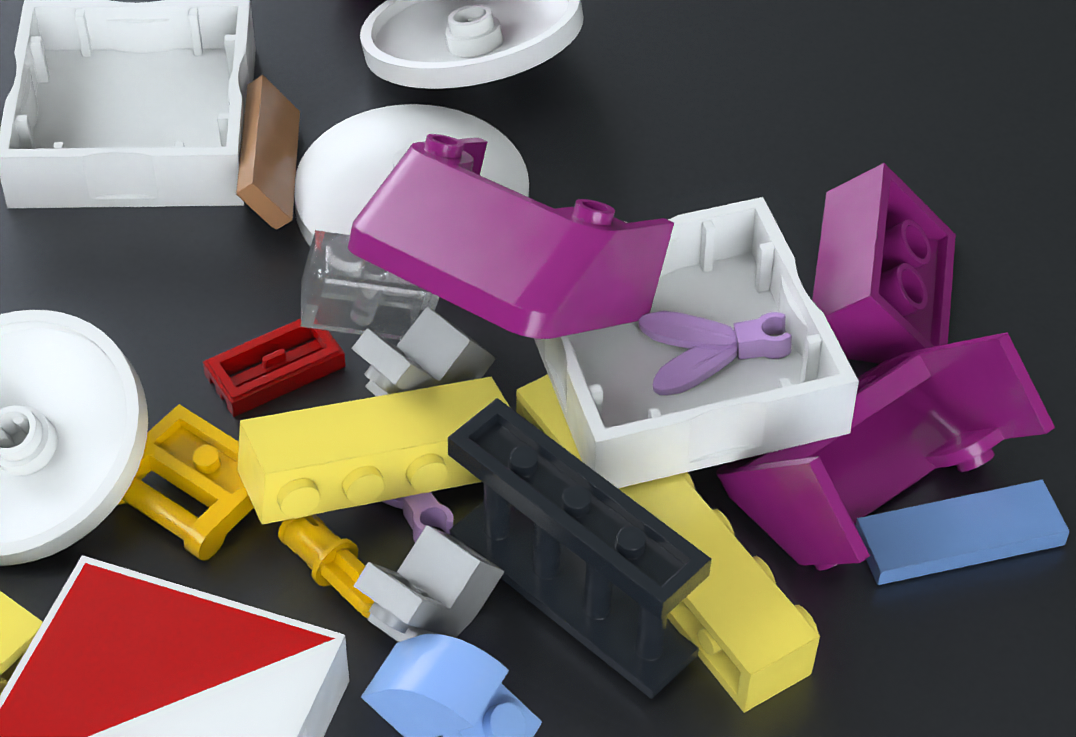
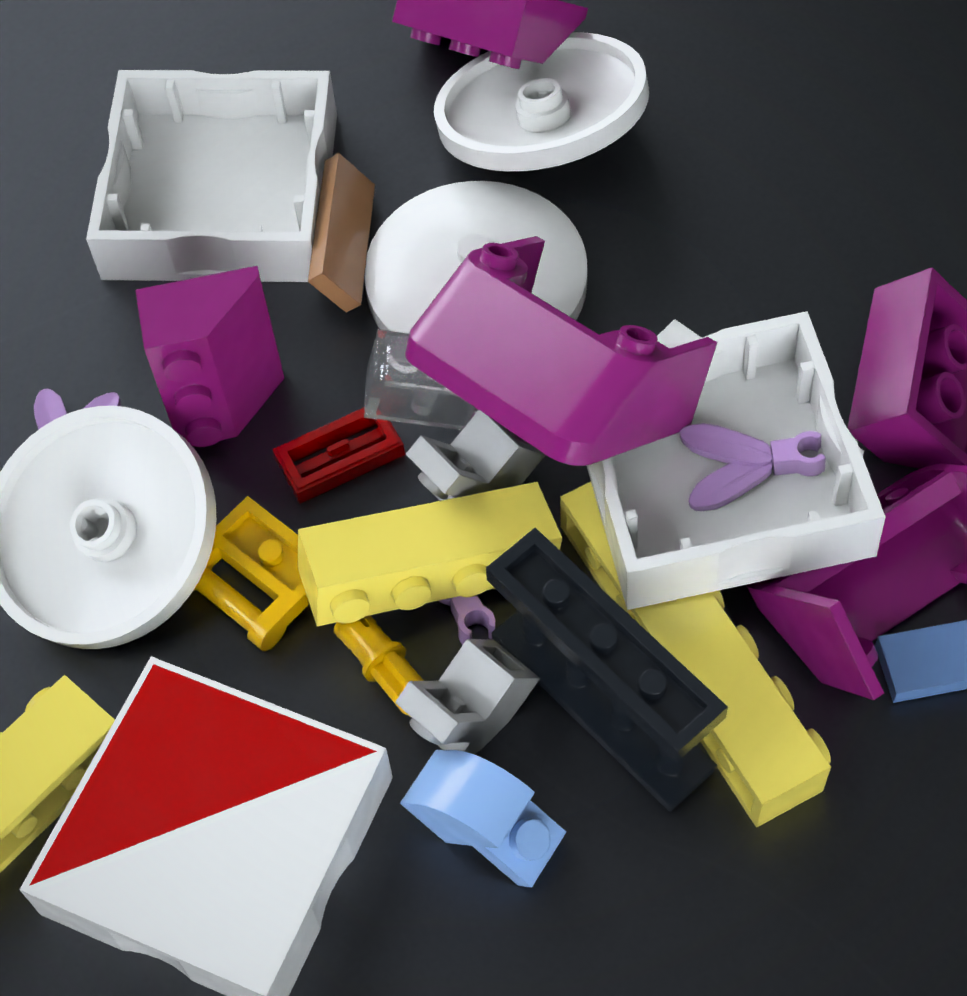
camera: 10 degrees right, 10 degrees up
(139, 253) = (210, 352): none -> magenta slope

